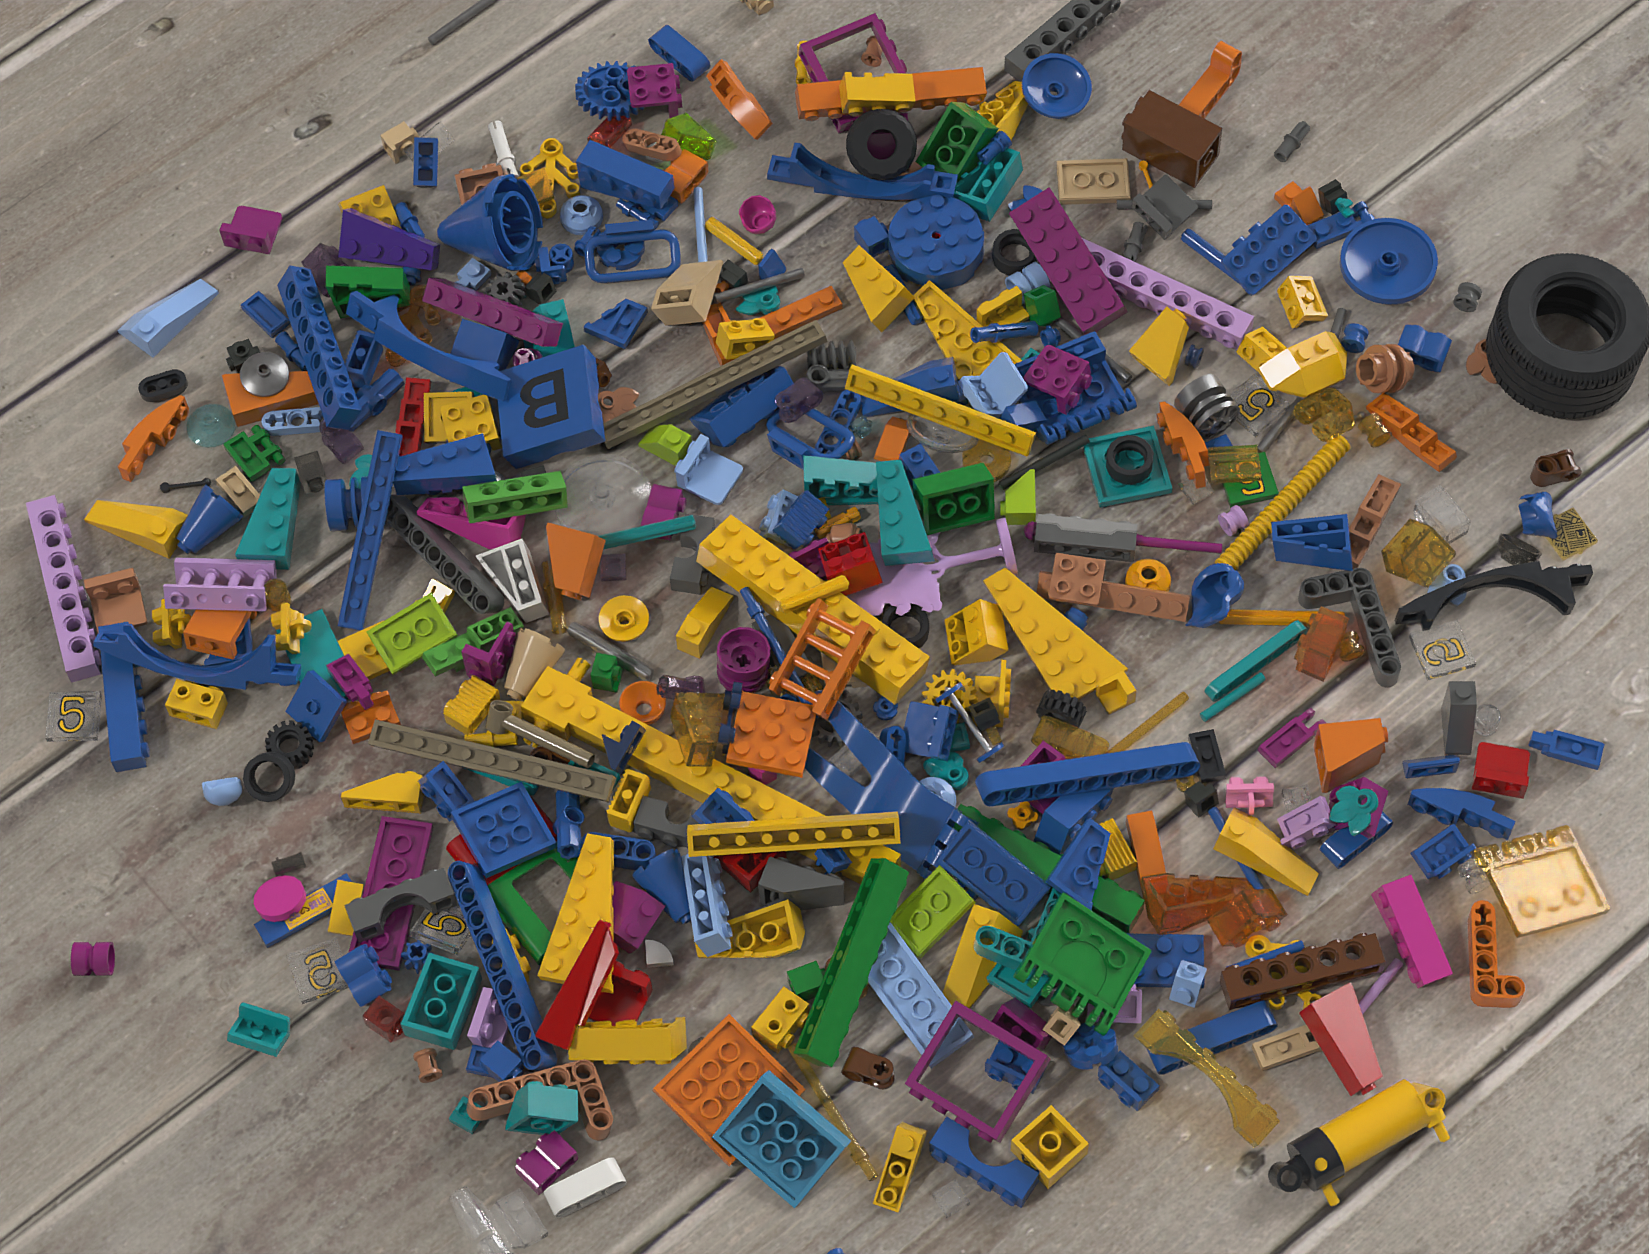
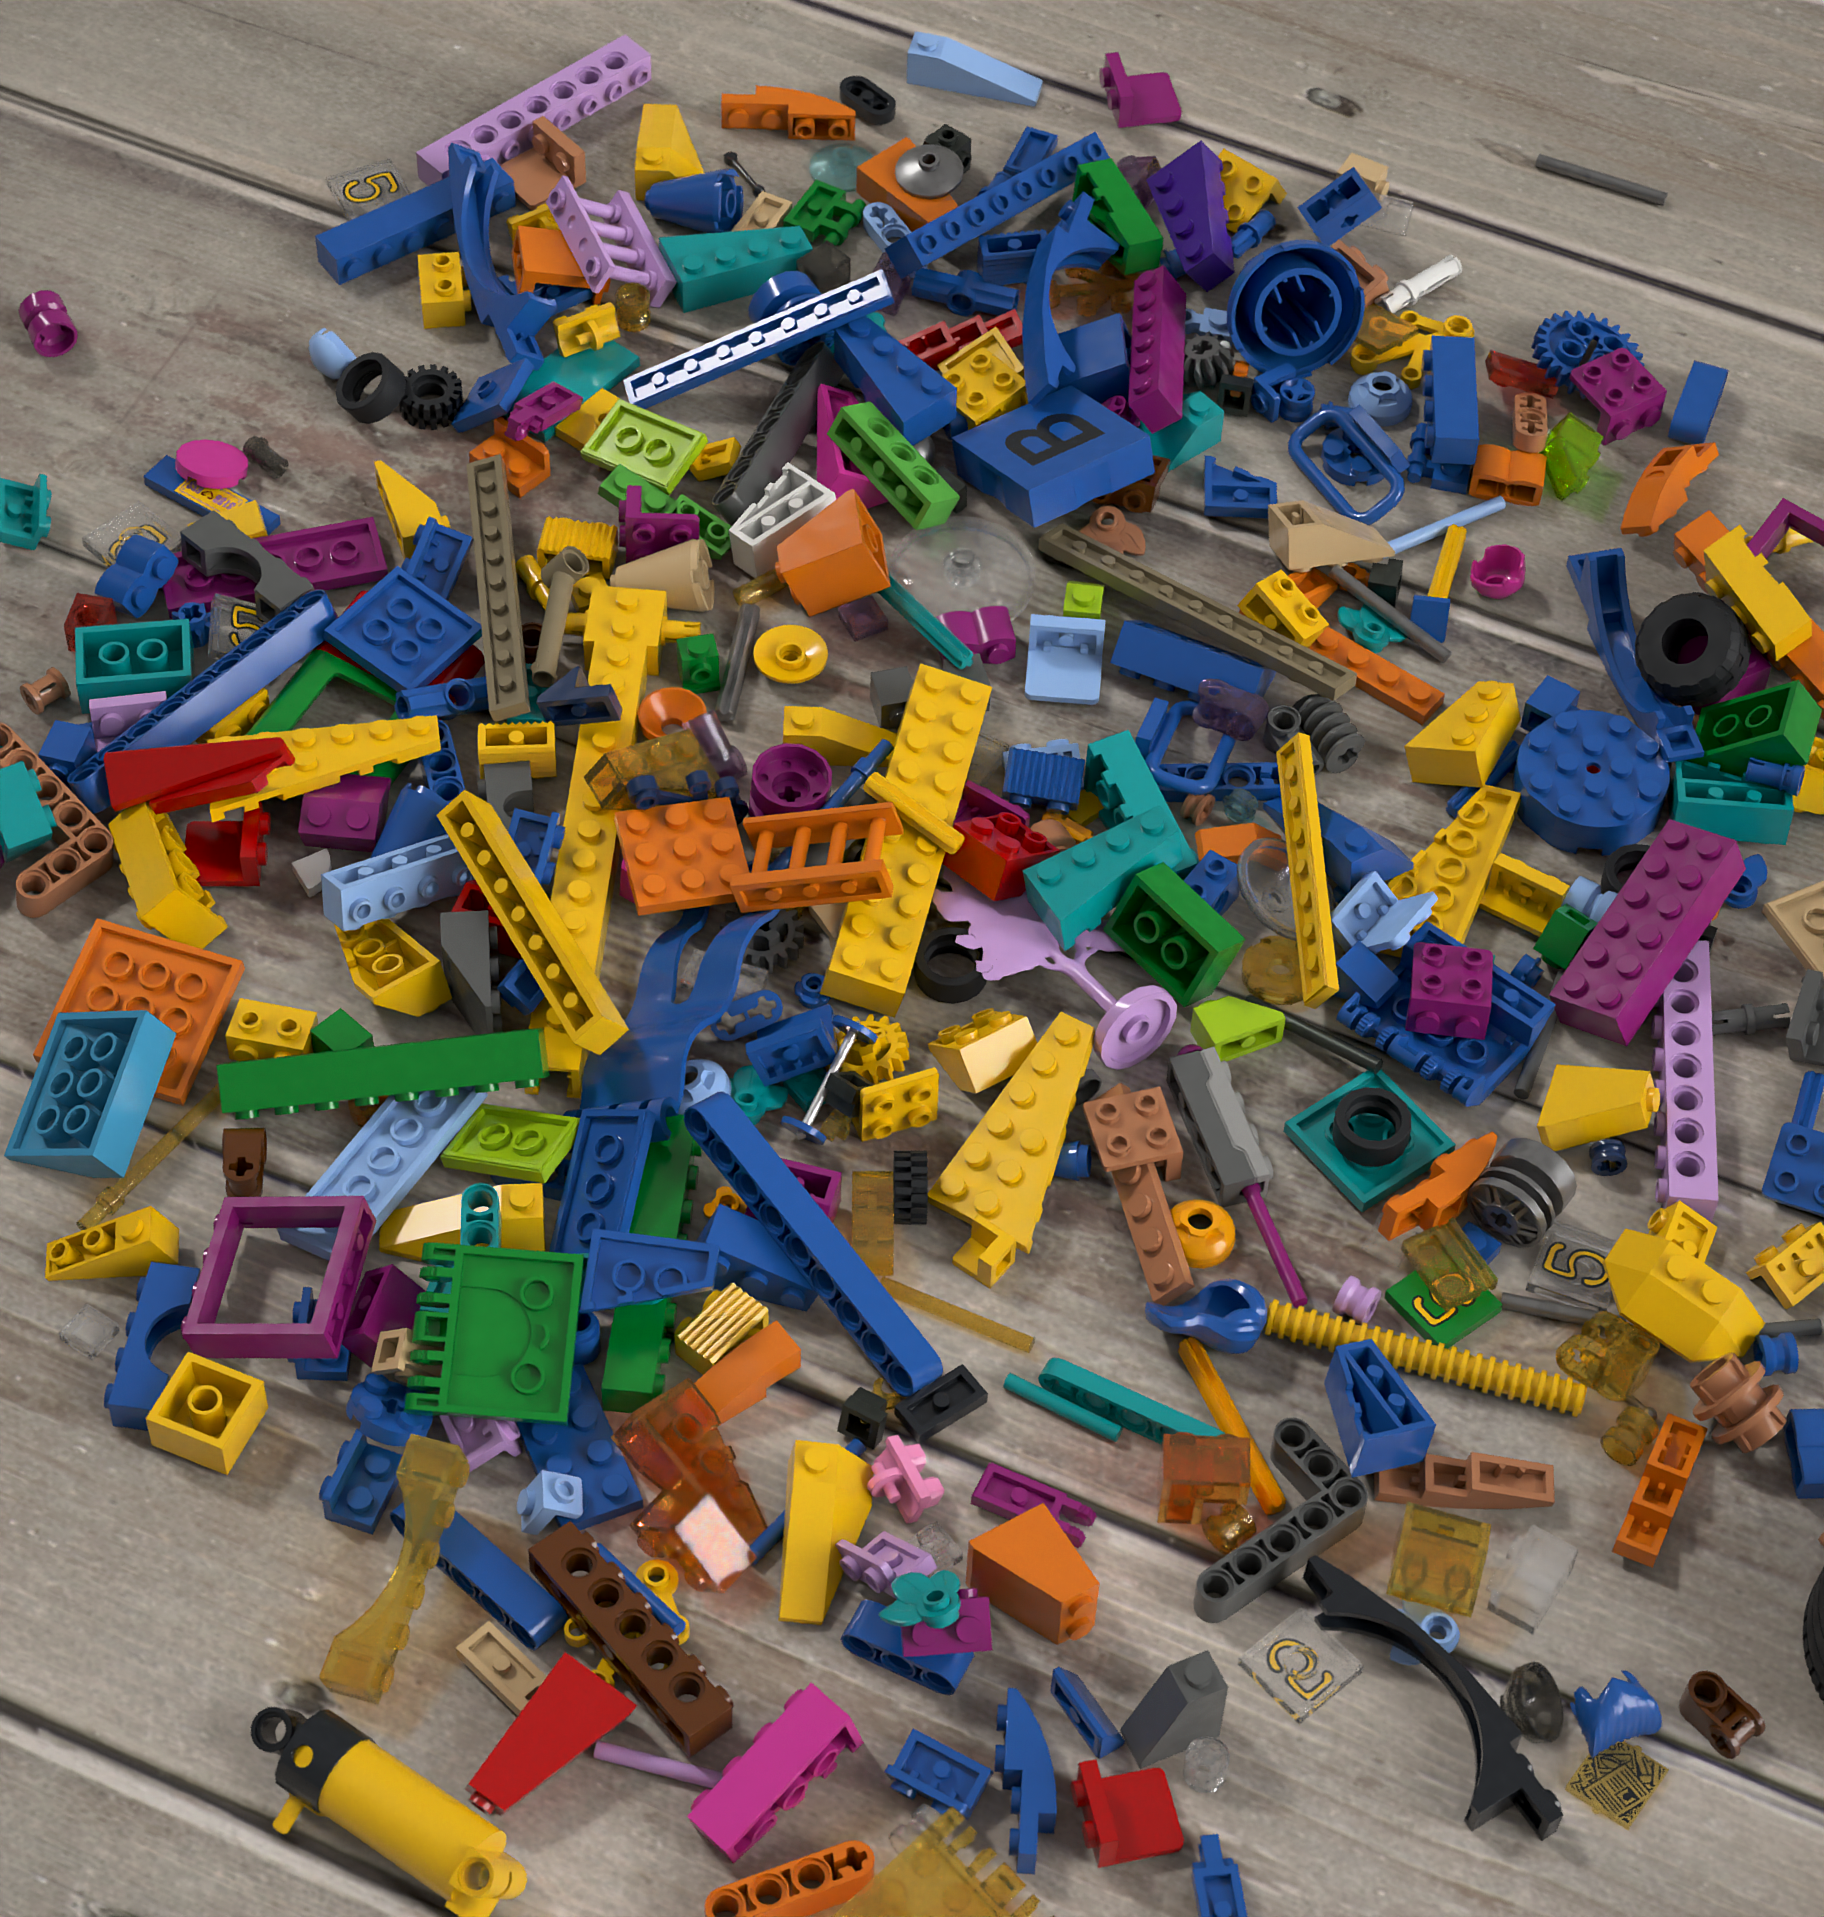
camera: 60 degrees right, 10 degrees down
(1005, 331) = (1459, 870): blue pin -> none

